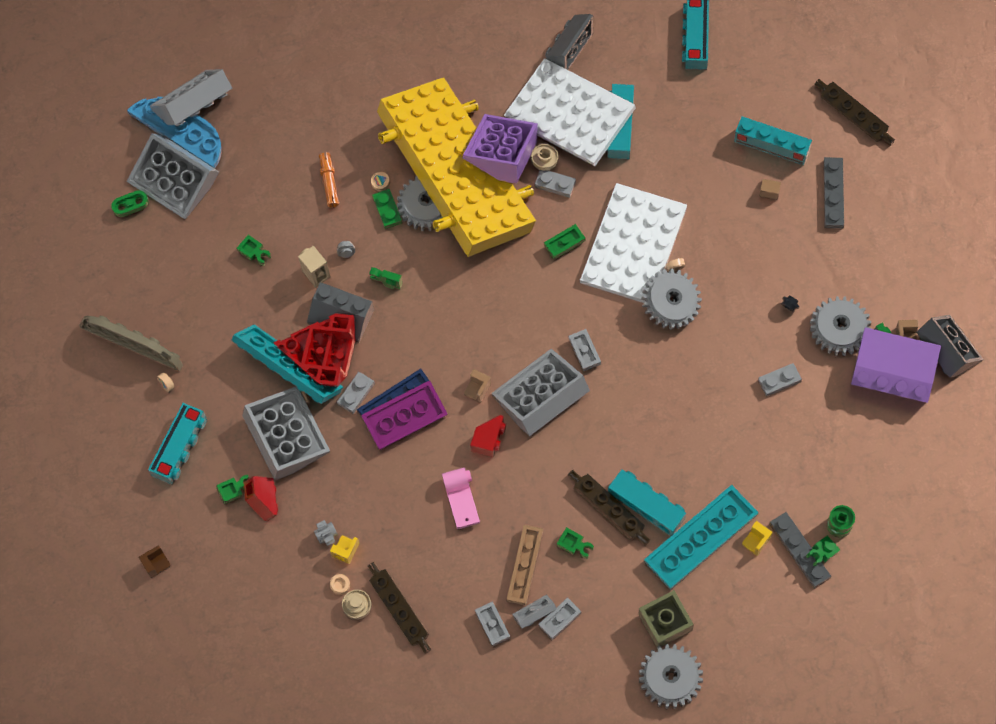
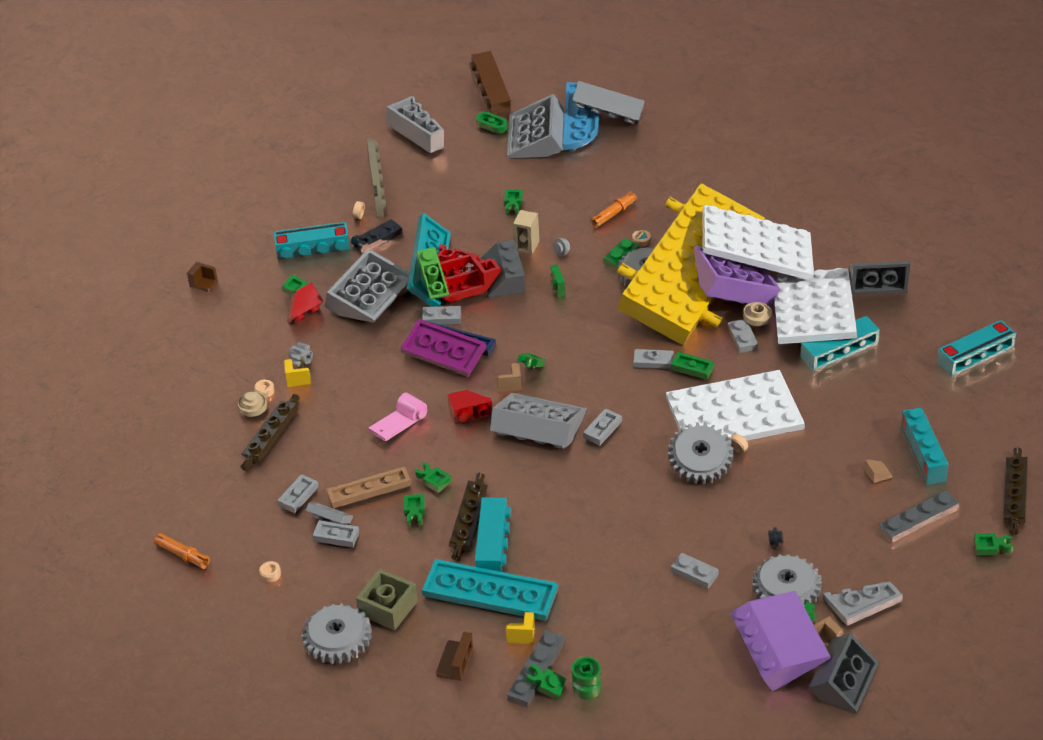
camera: 55 degrees right, 25 degrees down
(79, 173) = (490, 83): none -> reddish brown wedge
(86, 268) = (415, 124): none -> light grey wedge
(210, 385) = (377, 236): none -> black plate
(329, 375) = (432, 273): none -> bright green slope
(470, 356) = (531, 360): none -> green plate
(479, 105) = (757, 242): none -> white plate
(532, 264) = (653, 358): none -> light grey plate
(552, 509) = (434, 479): none -> green plate
(563, 691) = (270, 571): none -> light nougat tile
(752, 602) = (455, 658): none -> reddish brown panel
(890, 287) = (859, 604): none -> light grey wing
(895, 166) = (990, 545): none -> green plate

